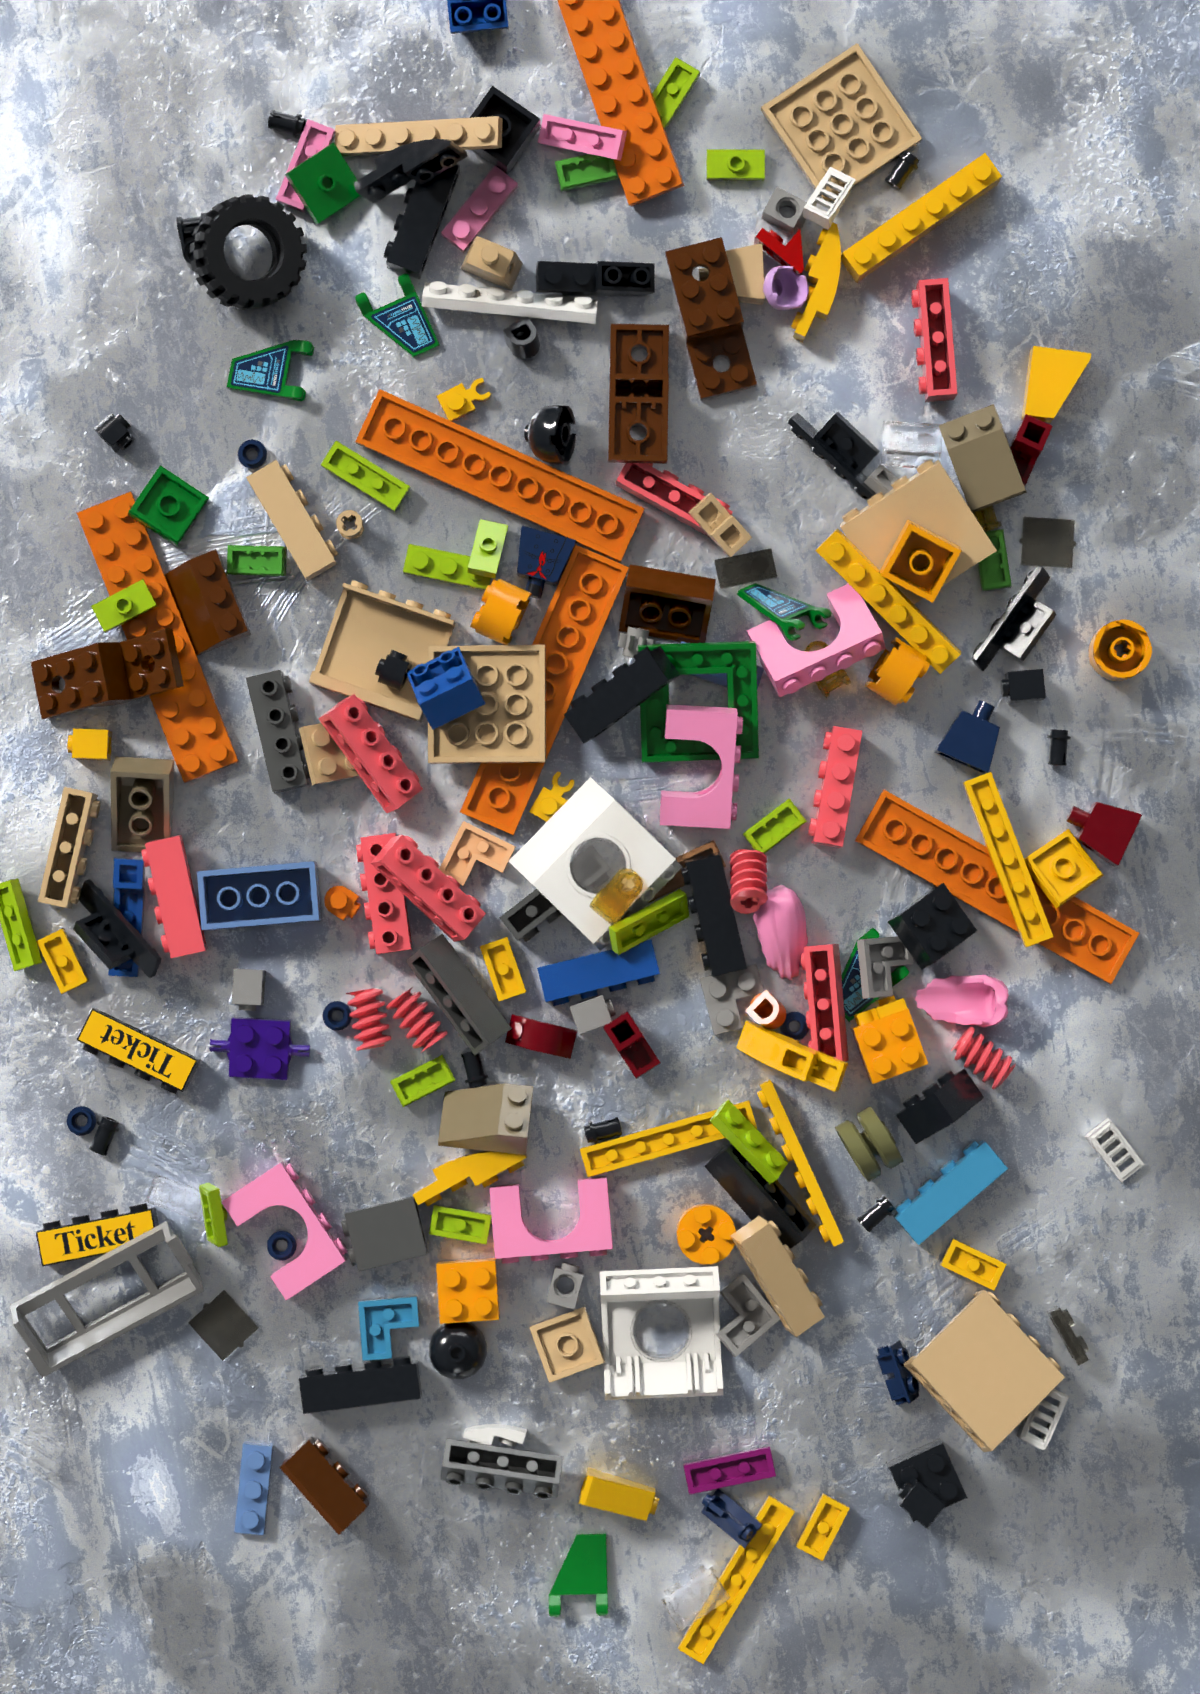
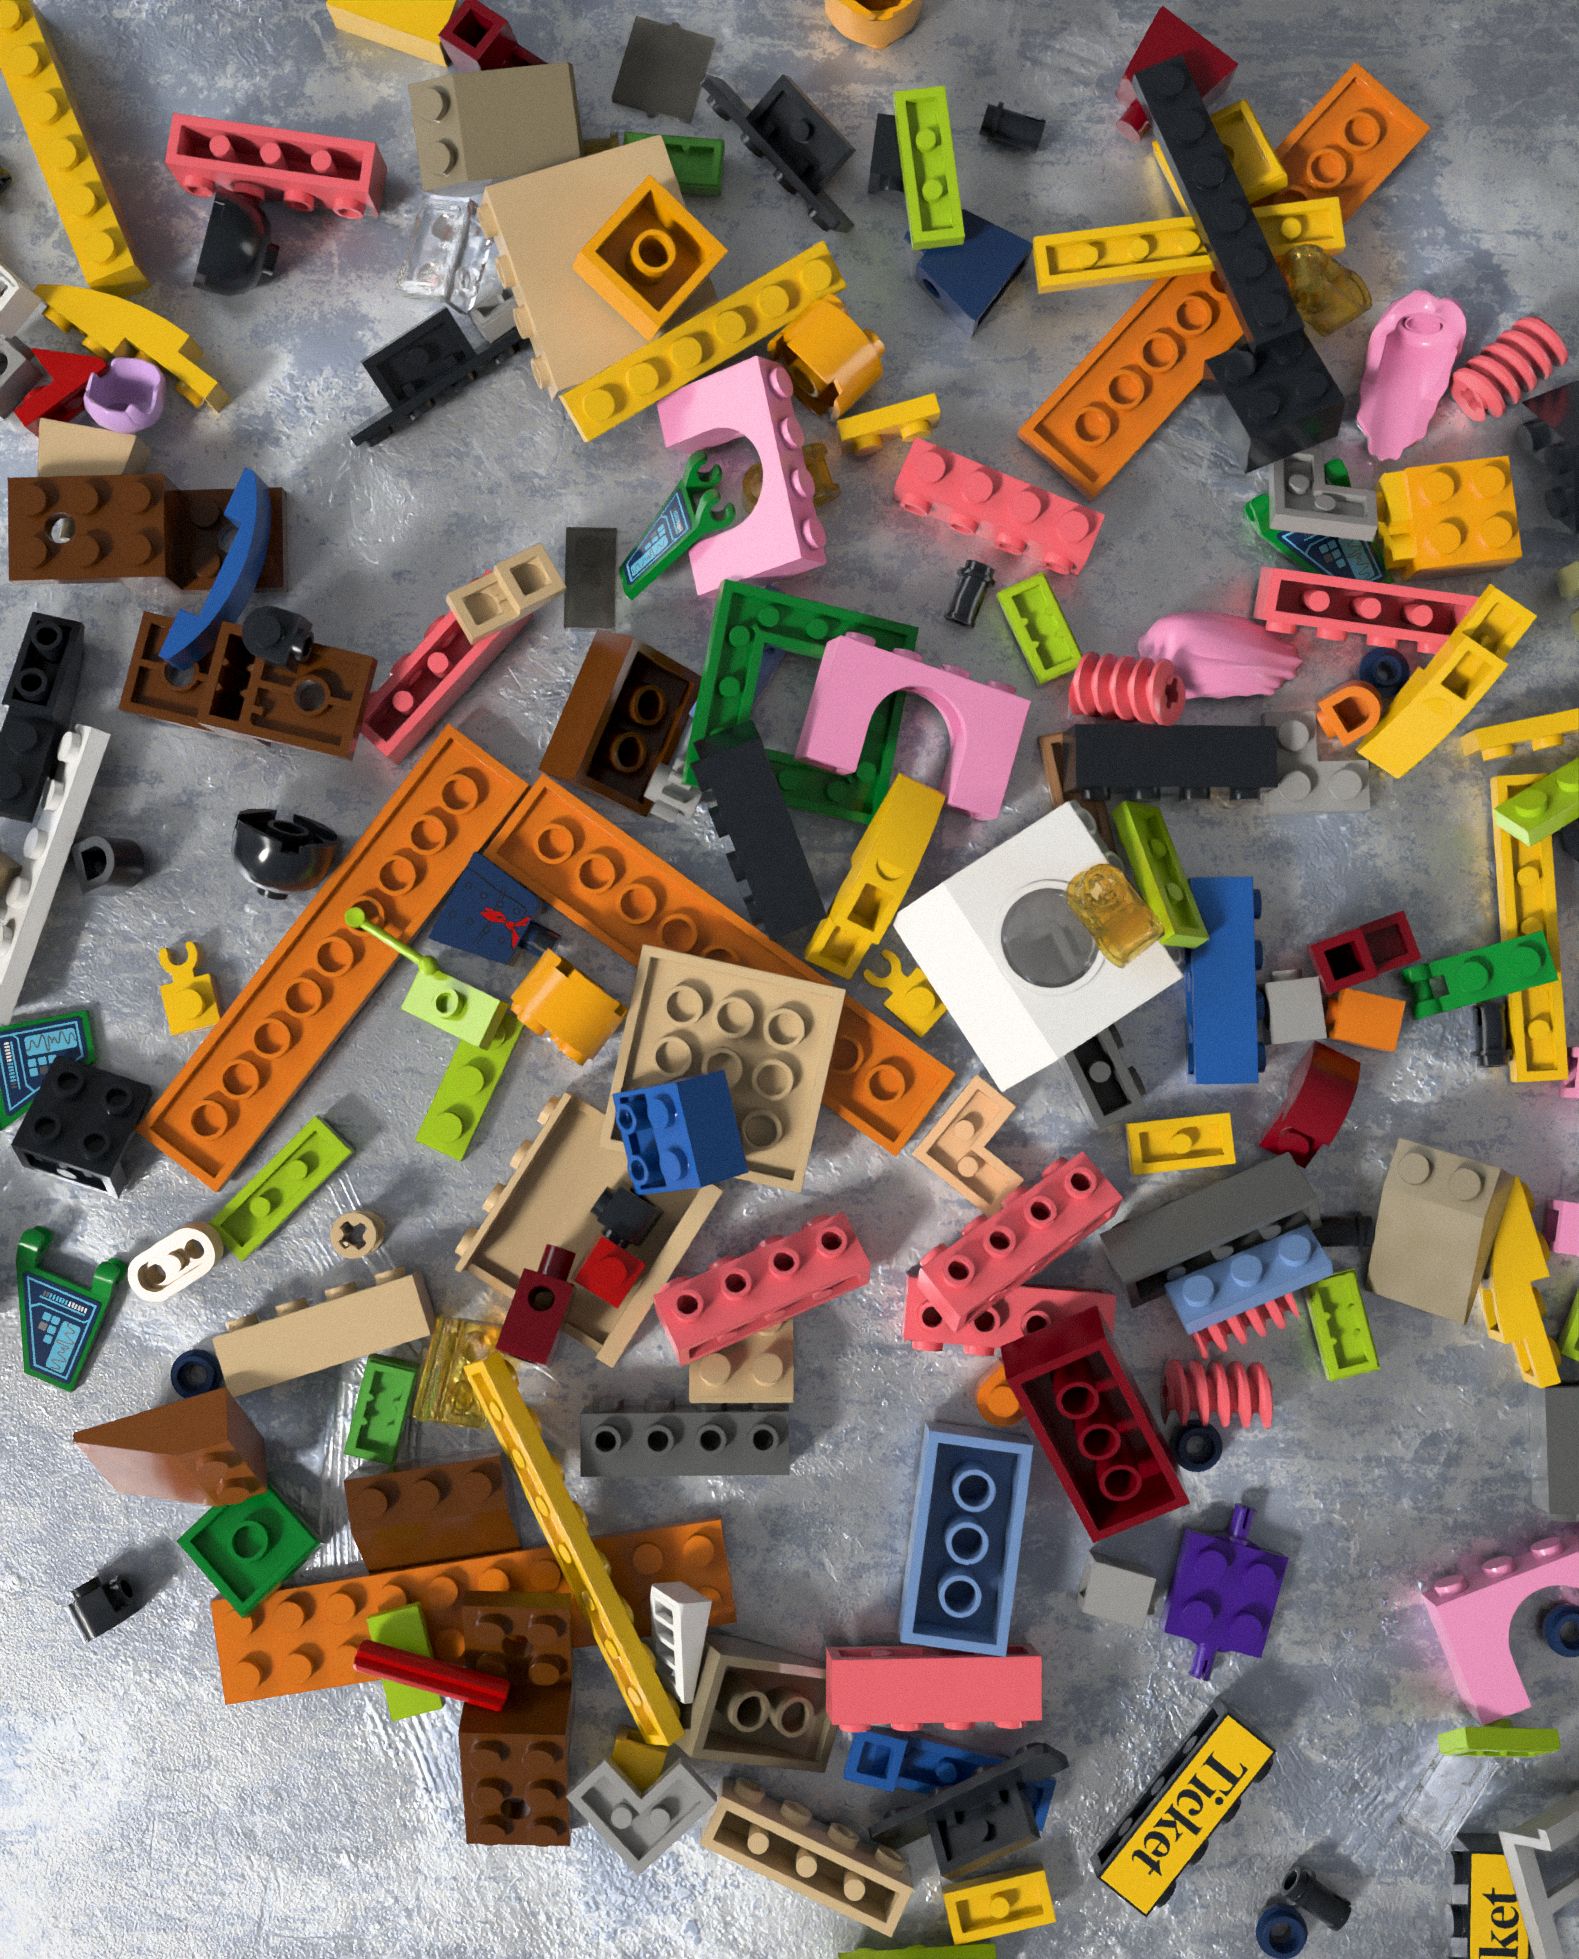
camera: 75 degrees left, 0 degrees up
(68, 752) = (637, 1822): none -> light grey plate
(122, 621) = (431, 1675): none -> red axle
(171, 750) = (678, 1636): none -> white slope
(210, 456) = (182, 1451): none -> dark orange slope
(213, 677) = (579, 1560): none -> yellow plate
(287, 600) = (445, 1389): none -> clear yellow plate
(313, 430) = (178, 1259): none -> plate
(318, 630) = (533, 1333): none -> dark red torso
(338, 950) = (1094, 1424): none -> dark red brick
(361, 667) = (608, 1271): none -> red brick
(375, 359) = (81, 1125): none -> black bracket
(435, 1018) = (1248, 1279): none -> medium blue plate
(524, 483) = (357, 918): none -> lime hinge
(594, 1054) = (1363, 1019): none -> orange brick
(612, 766) = (878, 876): none -> yellow slope
(635, 1115) = (1481, 974): none -> green plate
(664, 408) = (278, 637): none -> black plate
(735, 372) = (196, 636): none -> blue slope
(785, 783) = (969, 593): none -> black pin
(863, 705) = (906, 419): none -> yellow plate
(885, 326) = (235, 246): none -> black cylinder
(1000, 941) = (1324, 289): none -> clear yellow piece
(1014, 703) = (928, 168): none -> lime plate
(1031, 869) = (1217, 204): none -> black plate

